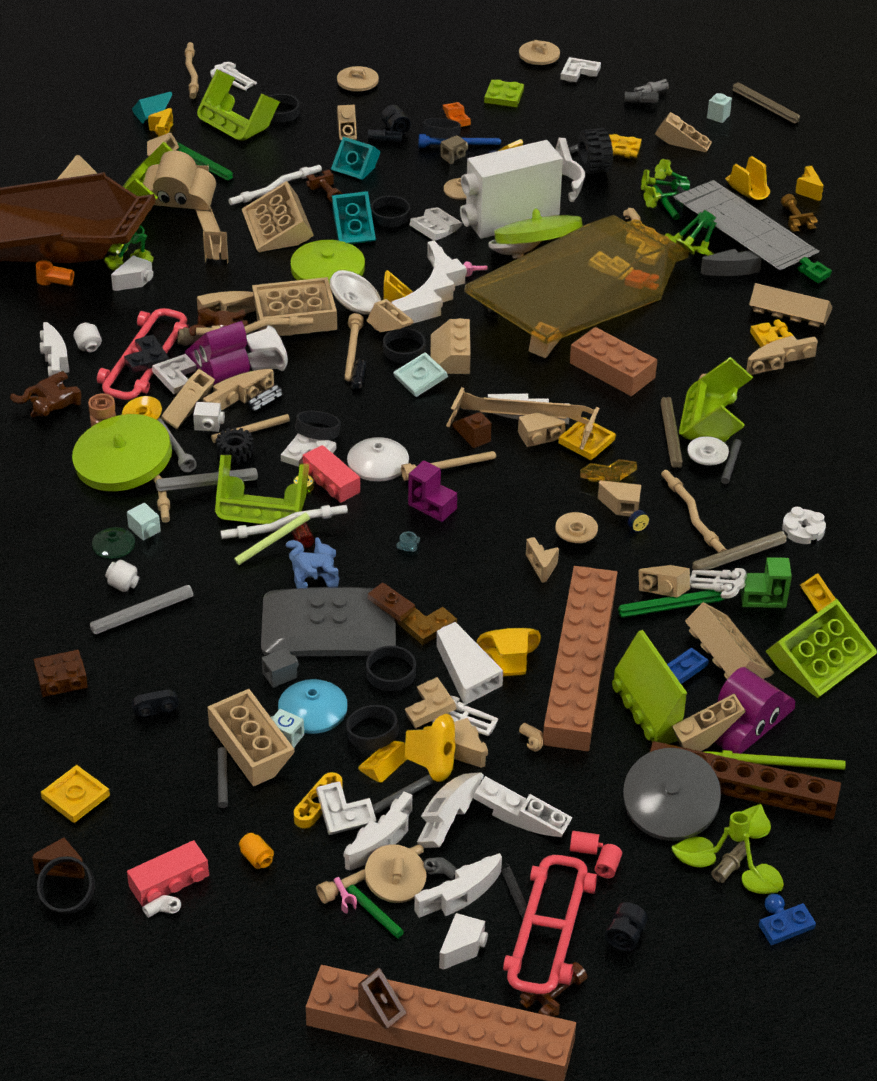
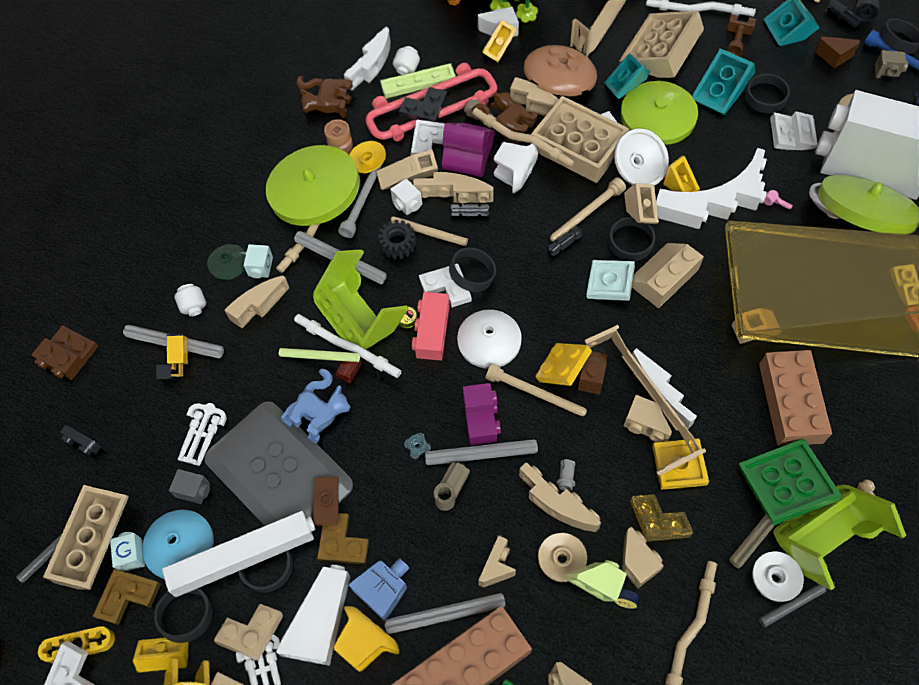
camera: 50 degrees right, 20 degrees up
(111, 347) = (416, 81): none -> yellowish green tile
(148, 283) = (499, 40): none -> yellow slope
(161, 608) = (176, 354): none -> piece
(177, 544) = (256, 301): none -> tan slope
(223, 273) = (560, 70): none -> nougat brick
(230, 623) = (209, 409): none -> white piece
(280, 250) = (627, 76): none -> teal slope
(312, 748) = (120, 590): none -> pearl gold plate
(371, 664) = (238, 553): none -> white brick
(406, 160) = (836, 50): none -> reddish brown slope
(450, 433) = (563, 364): none -> yellow plate
(455, 517) = (481, 452): none -> light grey axle
(461, 544) = (451, 484): none -> dark tan piece
(484, 617) = (381, 587): none -> medium blue torso
(529, 493) = (566, 475): none -> light grey pin
(543, 506) = (564, 507): none -> tan slope
(545, 600) = (444, 613): none -> light grey axle
(614, 520) = (599, 579): none -> yellowish green slope
(660, 400) = (789, 482): none -> green plate

